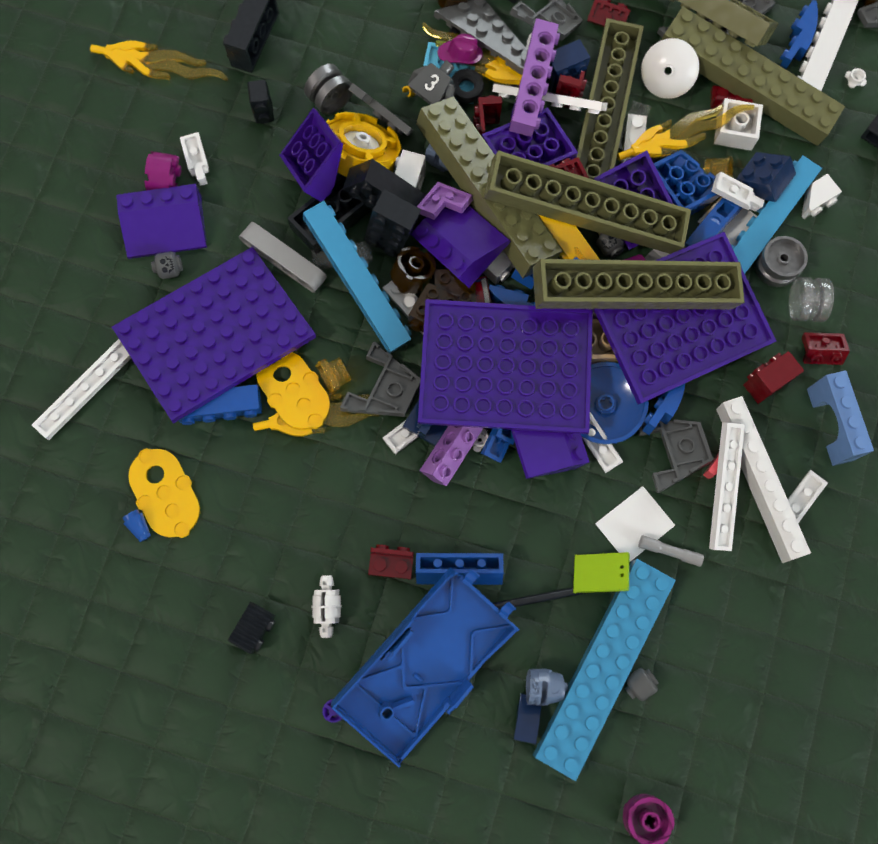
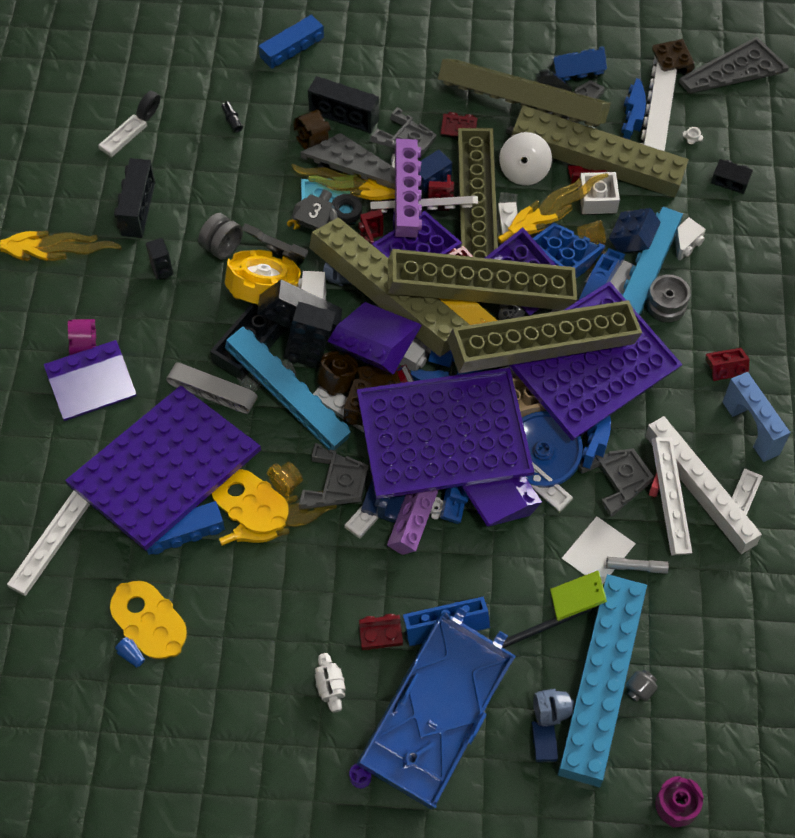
camera: 10 degrees left, 15 degrees down
(167, 265) = (104, 417): dark grey head -> none
(195, 156) = (108, 319): white hinge -> none
(252, 628) = (263, 719): black brick -> none
(314, 156) = (224, 291): dark purple slope -> none
(444, 196) = (350, 302): medium lavender plate -> none
(461, 49) = (334, 178): magenta piece -> none
(736, 192) = (612, 247): white hinge -> none
(772, 376) = (687, 395): dark red brick -> none
(811, 299) = (703, 323): clear wheel -> none

